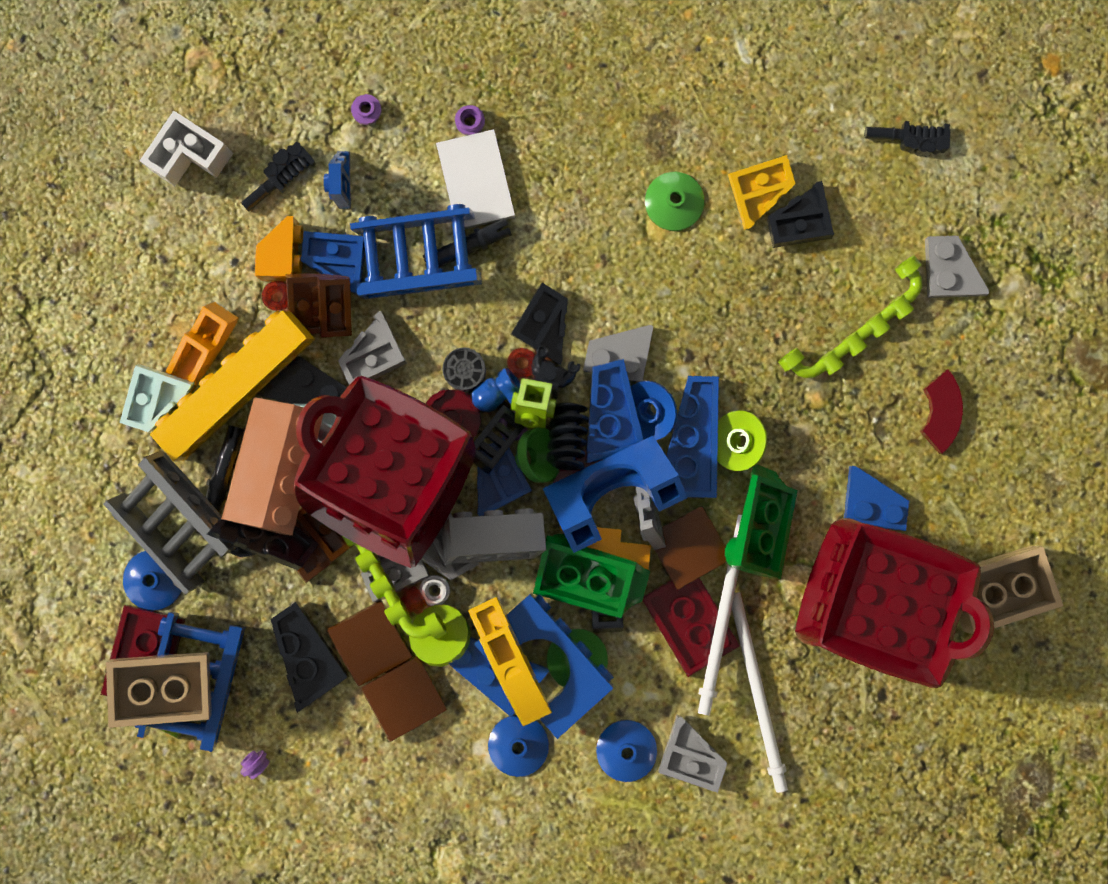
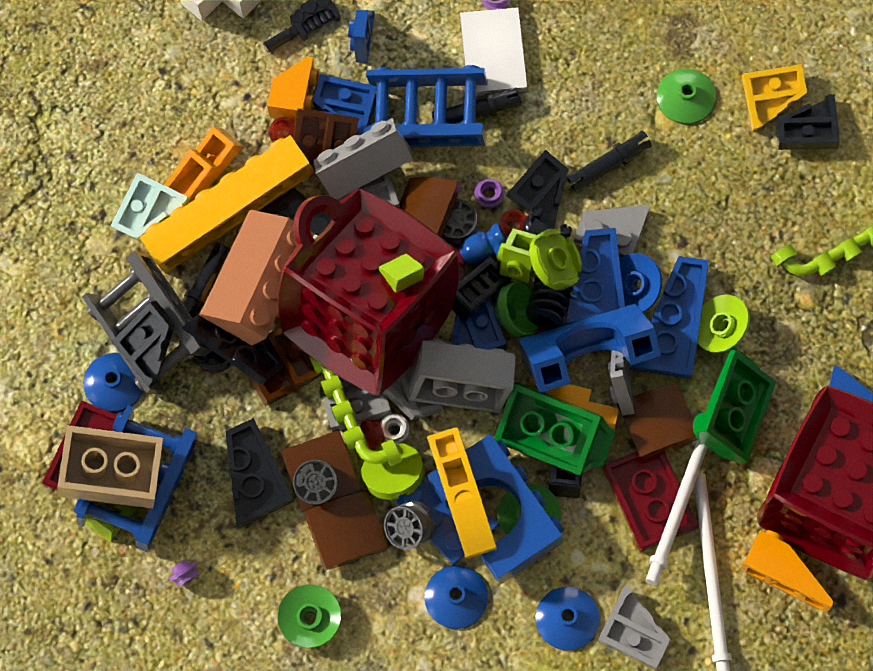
camera: 15 degrees right, 15 degrees down
(175, 548) = (146, 341): none -> black wing
(360, 322) = (362, 159): none -> light grey brick
(365, 662) = (315, 482): none -> dark grey wheel
(373, 803) = (307, 600): none -> bright green dish
(416, 468) = (402, 272): none -> lime slope
(431, 360) = (430, 201): none -> reddish brown slope
(464, 688) = (410, 524): none -> dark grey wheel
(493, 324) = (489, 185): none -> medium lavender plate
(568, 406) = (555, 259): none -> lime tile
(607, 283) = (618, 155): none -> black pin
(821, 675) = (781, 567): none -> light orange slope

